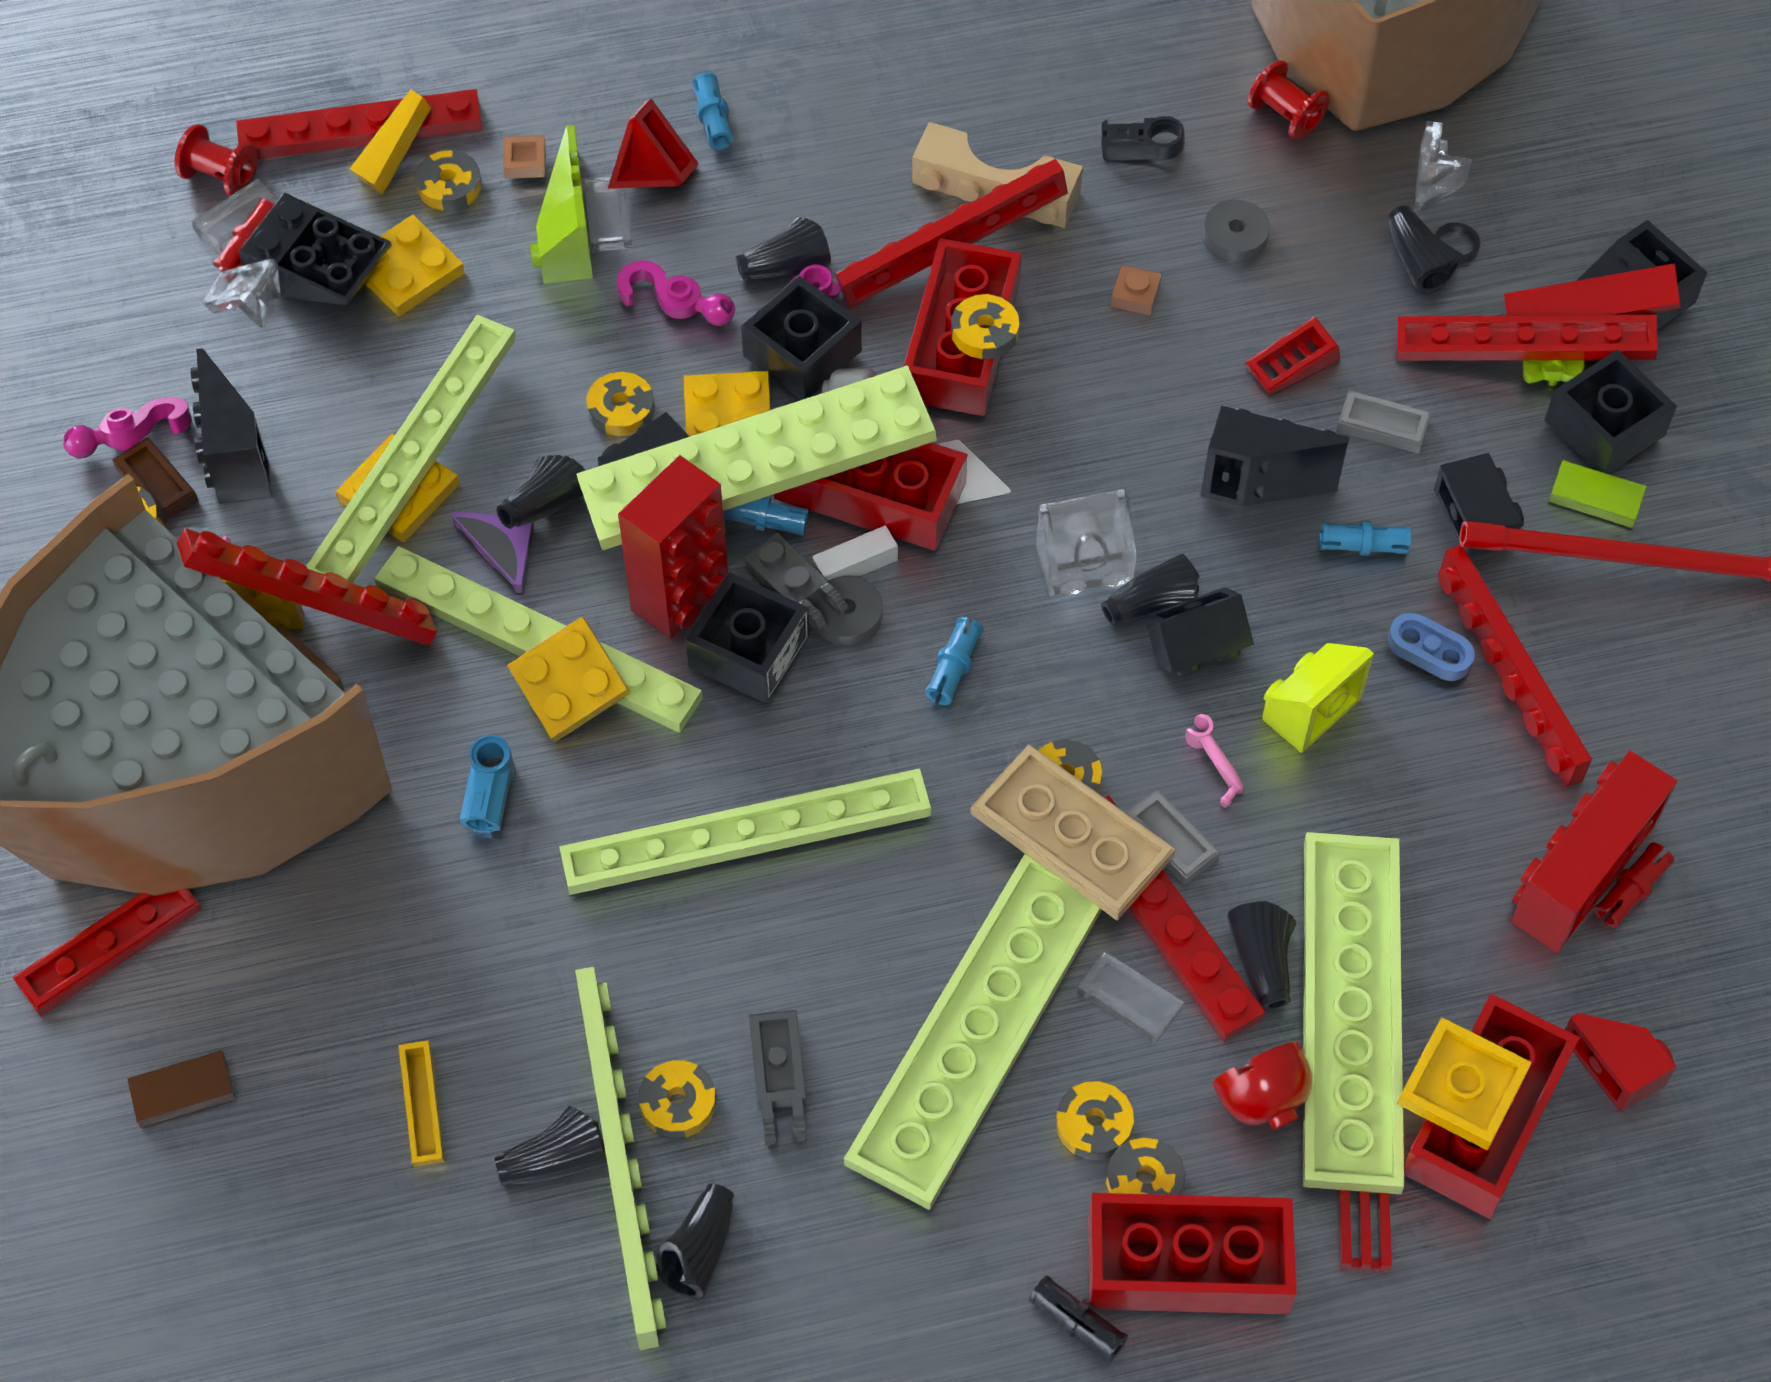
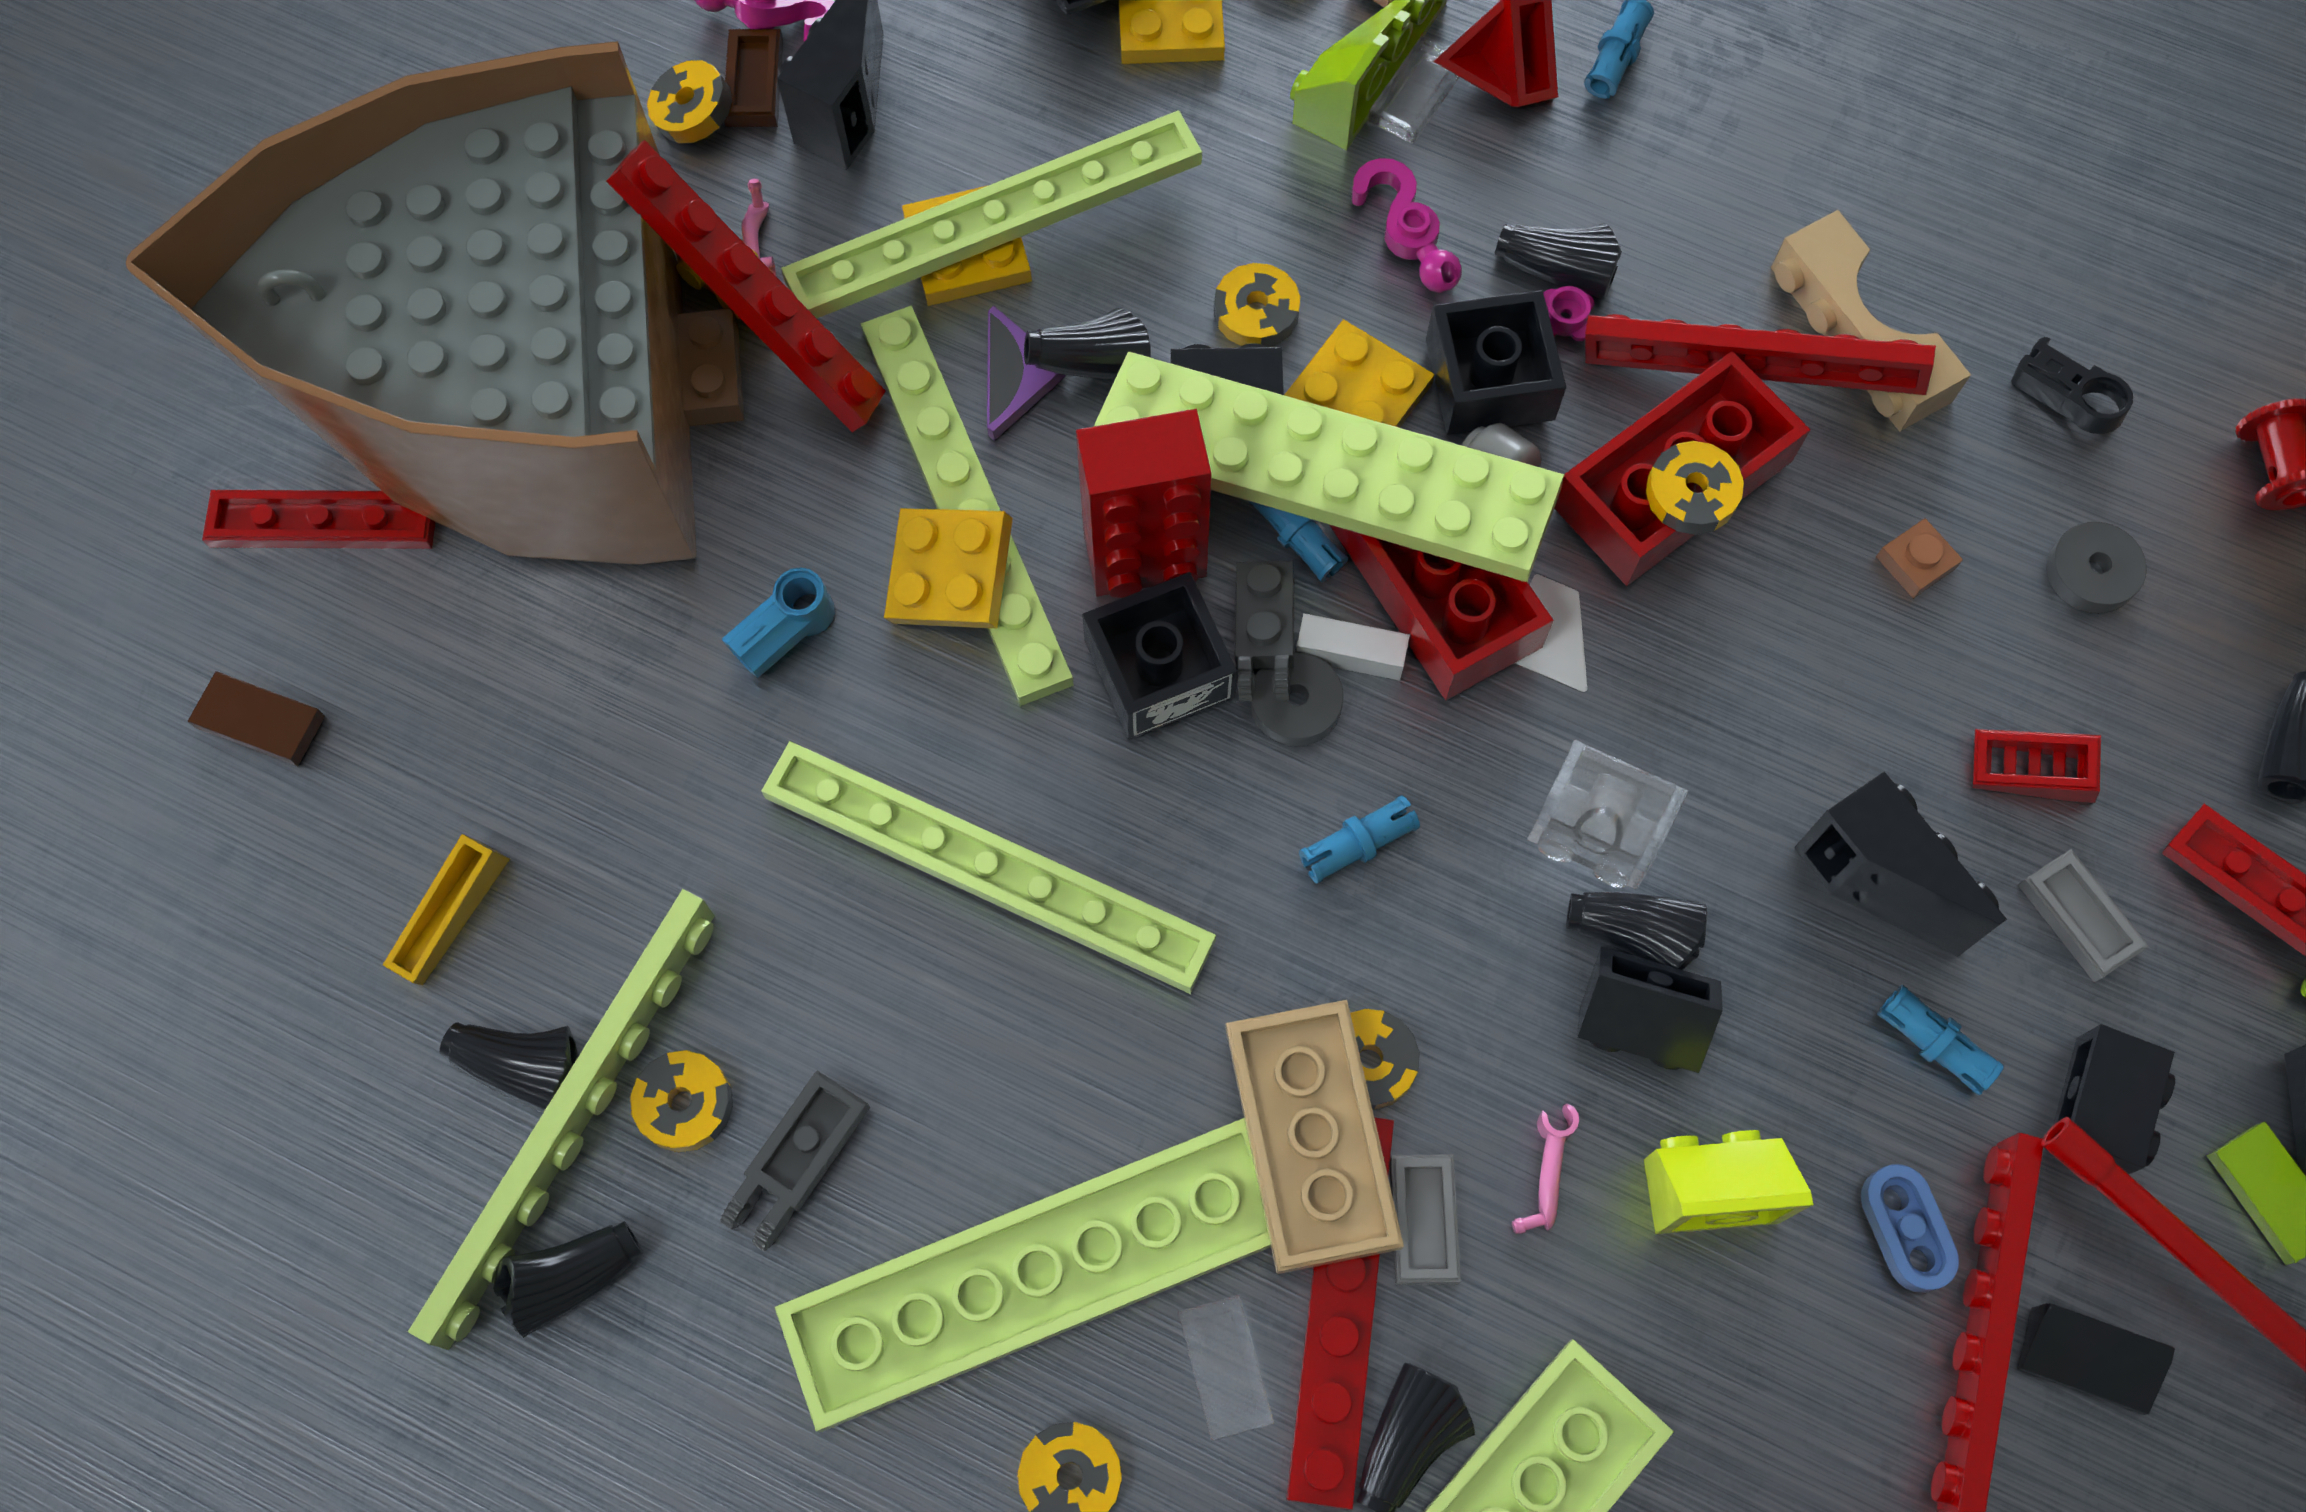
camera: 40 degrees right, 10 degrees up
(1577, 641) = (2095, 1357): none -> black slope

